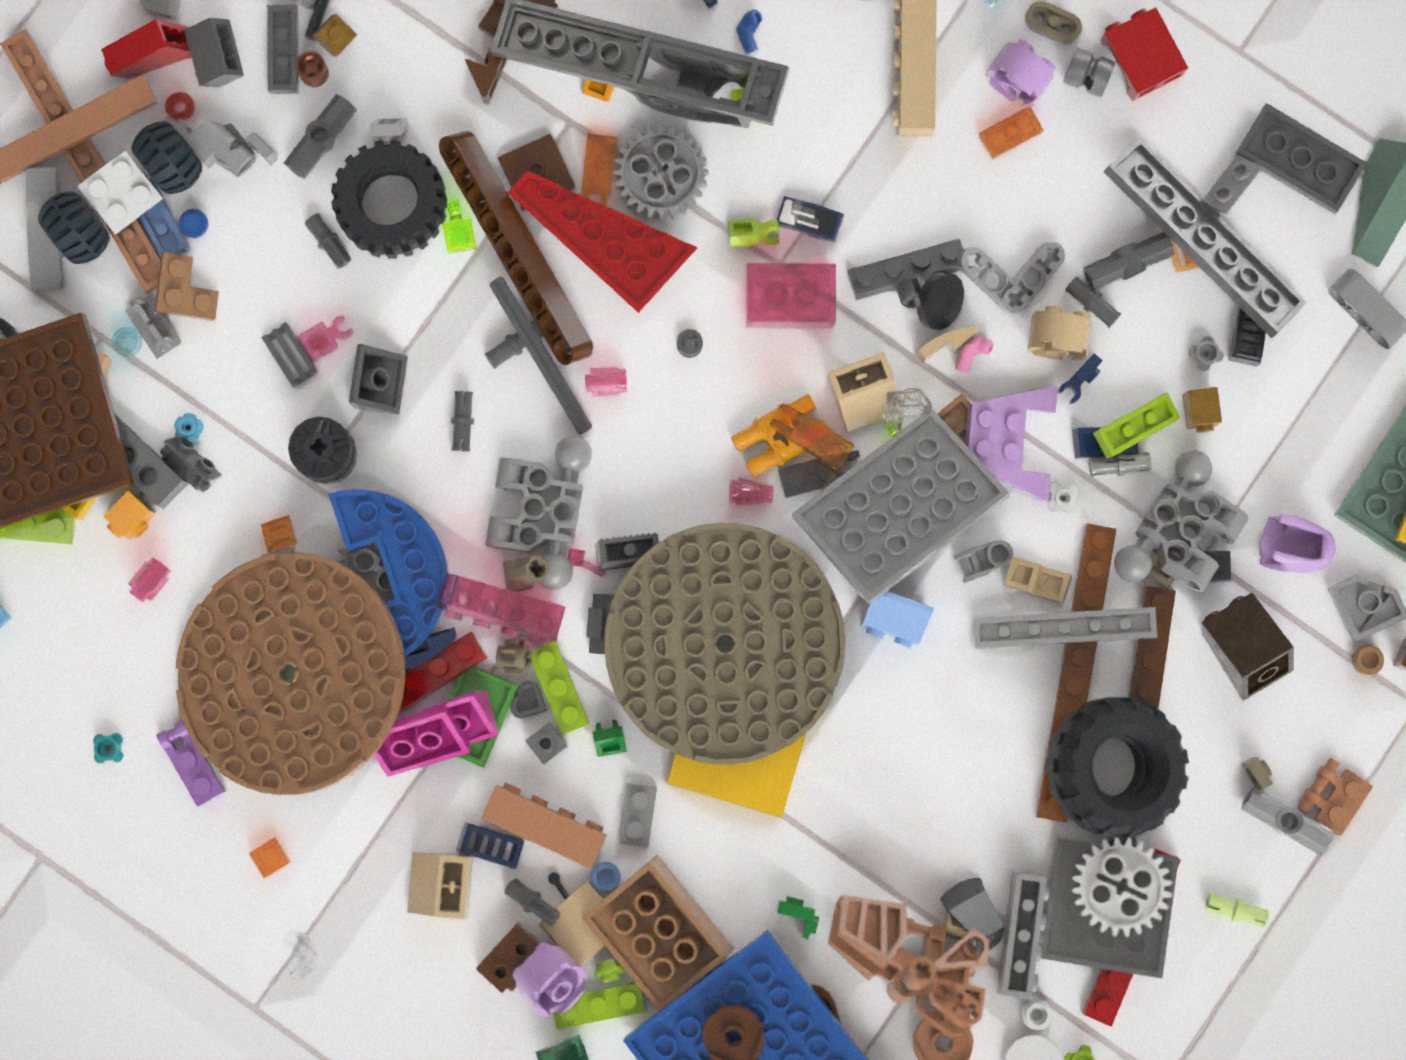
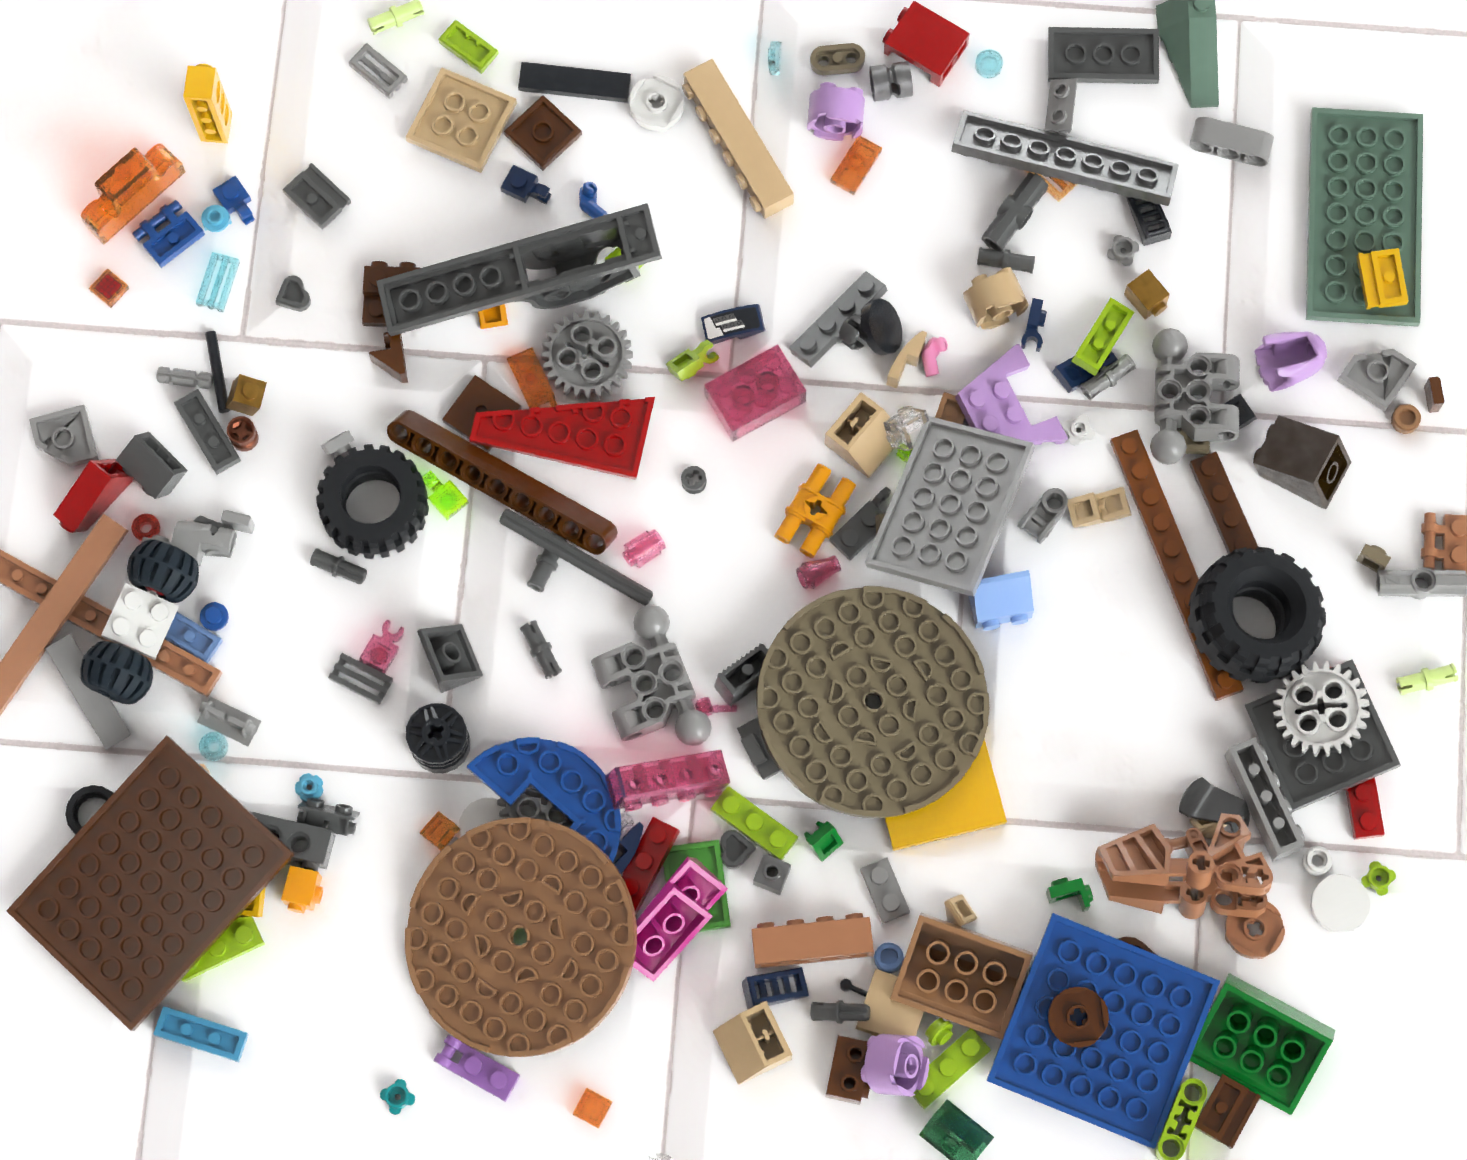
camera: 25 degrees left, 10 degrees down
(149, 580) = (351, 932): clear pink brick -> none
(177, 296) = (235, 681): medium nougat plate -> none
(331, 120) = (280, 500): dark grey piece -> none
(513, 657) = (701, 817): dark tan gear -> none
(524, 572) = (670, 739): dark tan piece -> none
(692, 873) = (959, 911): none -> tan slope
(814, 437) = (844, 493): clear orange hinge -> none
(1007, 284) = (930, 284): light grey beam -> none
(1065, 628) = (1145, 530): light grey plate -> none
(1190, 106) = (989, 63): none -> clear light blue tile

